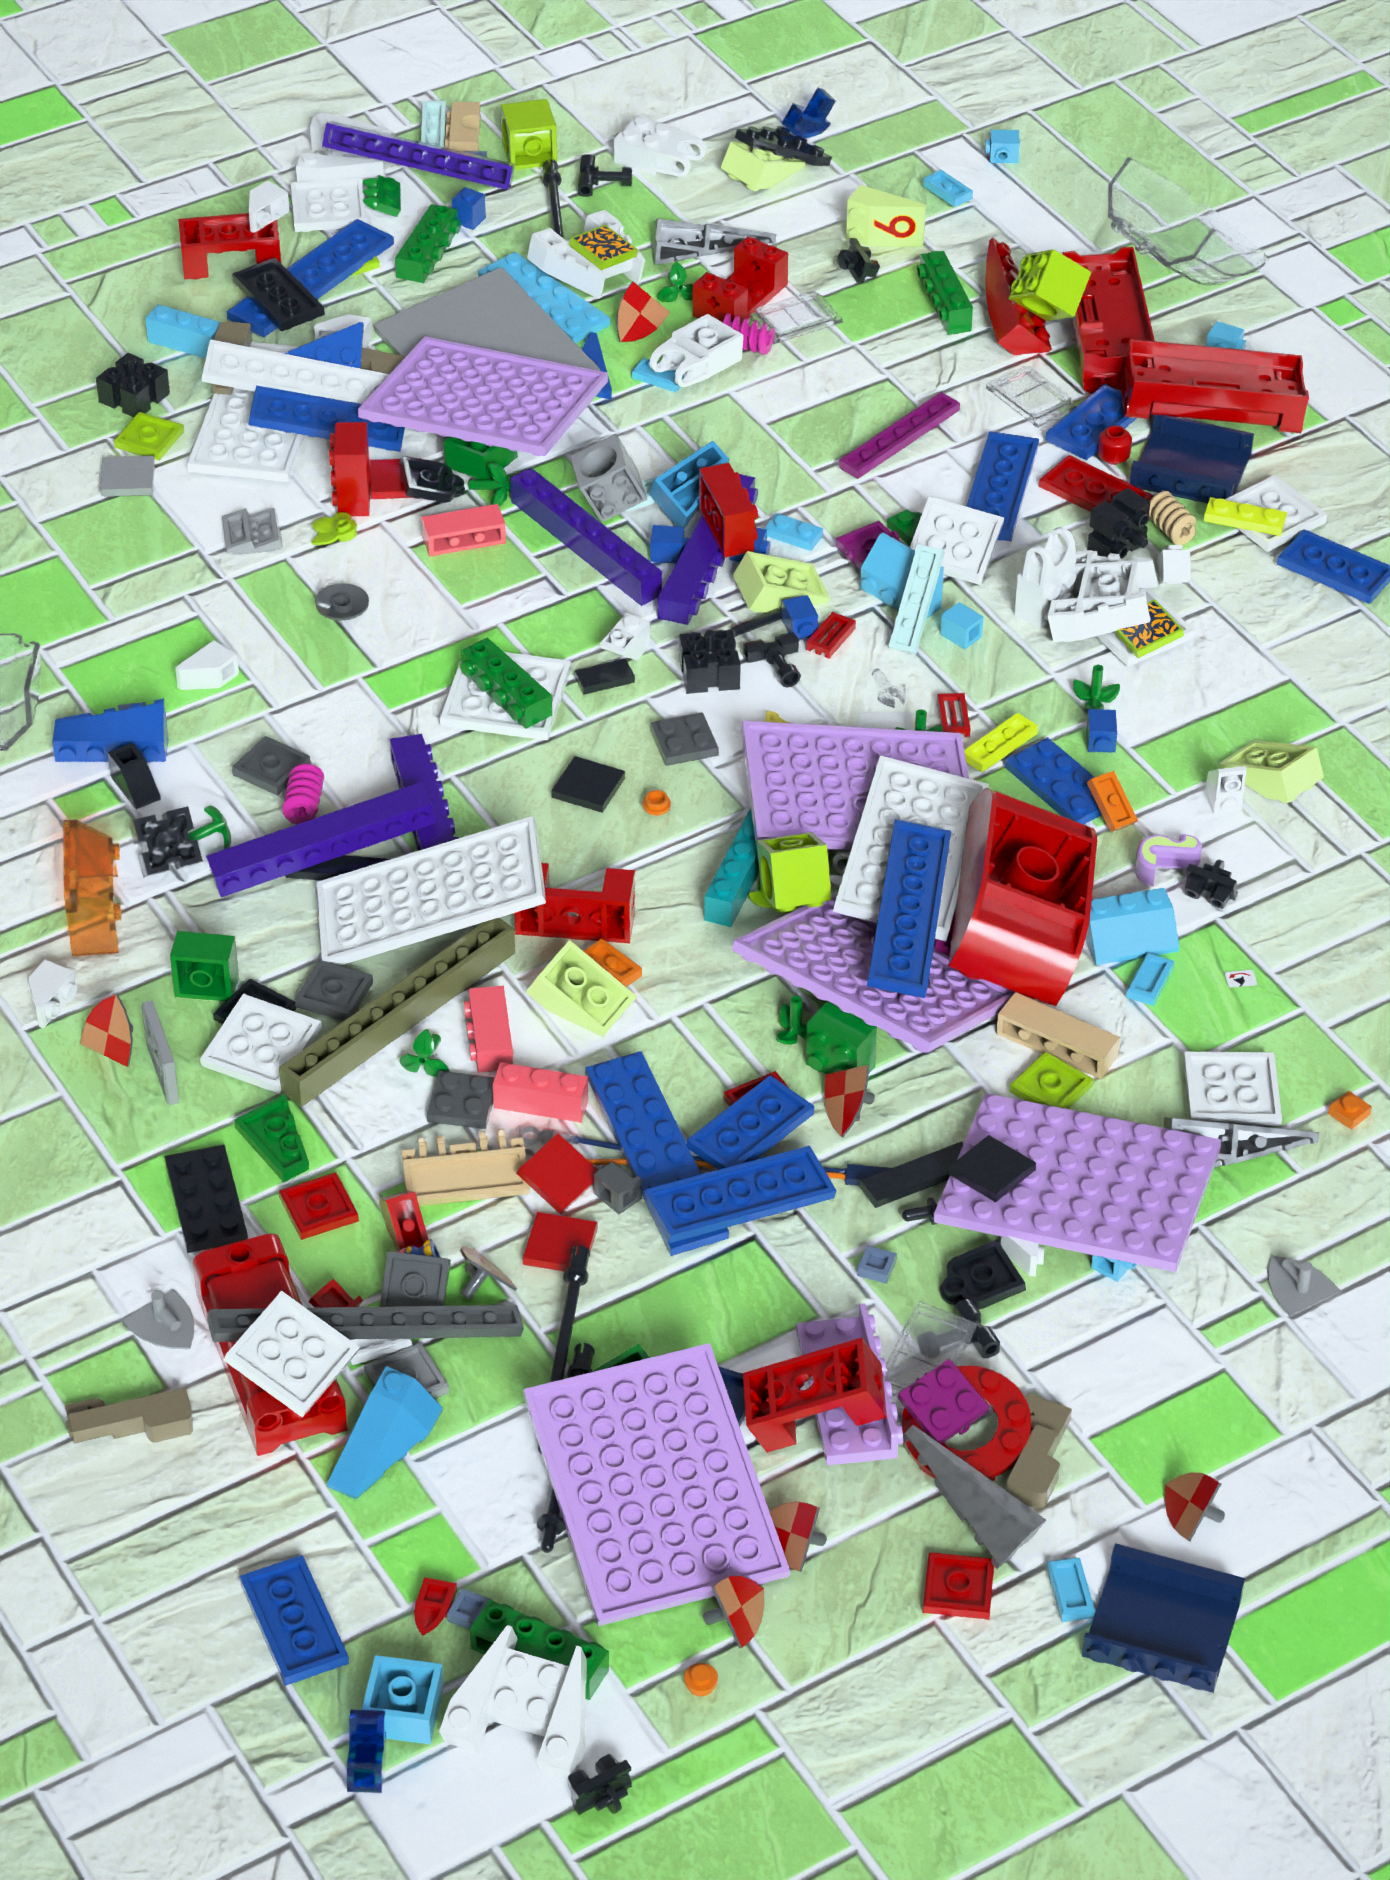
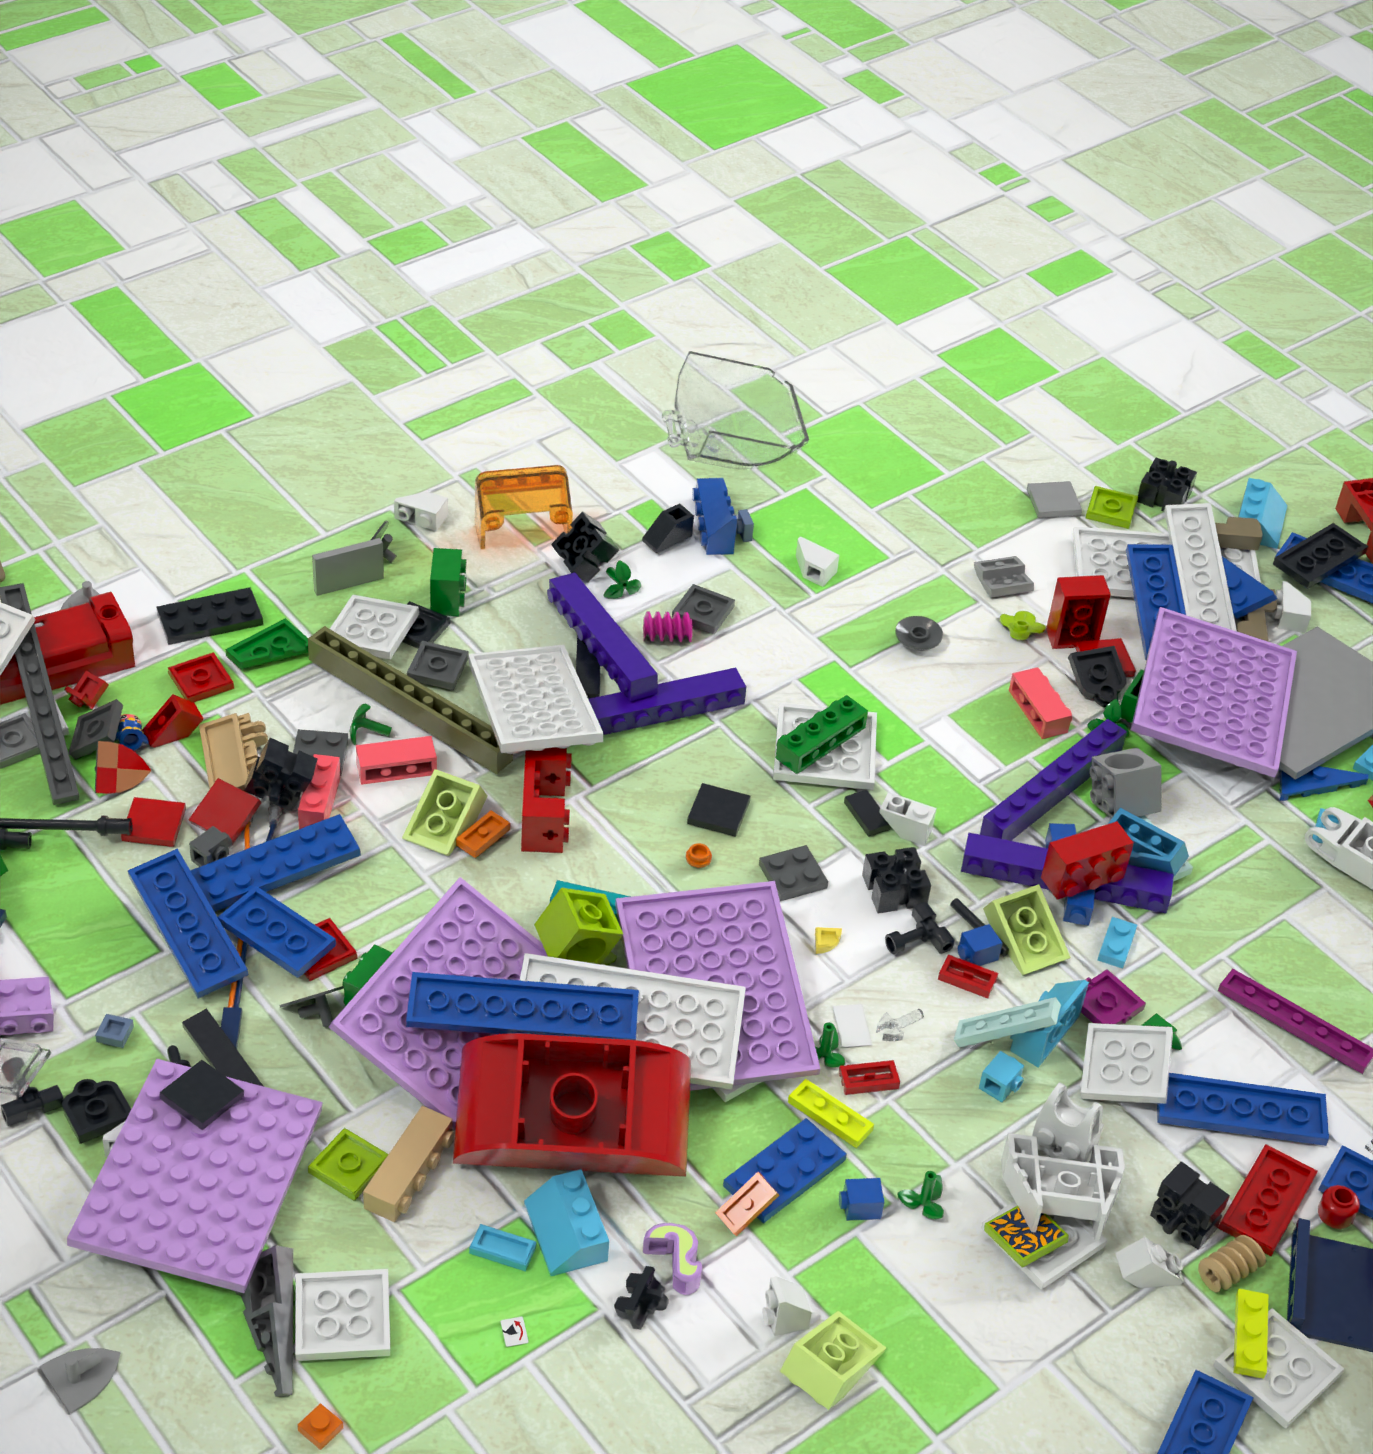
camera: 80 degrees right, 0 degrees up
(535, 1104) = (280, 774): none -> black brick

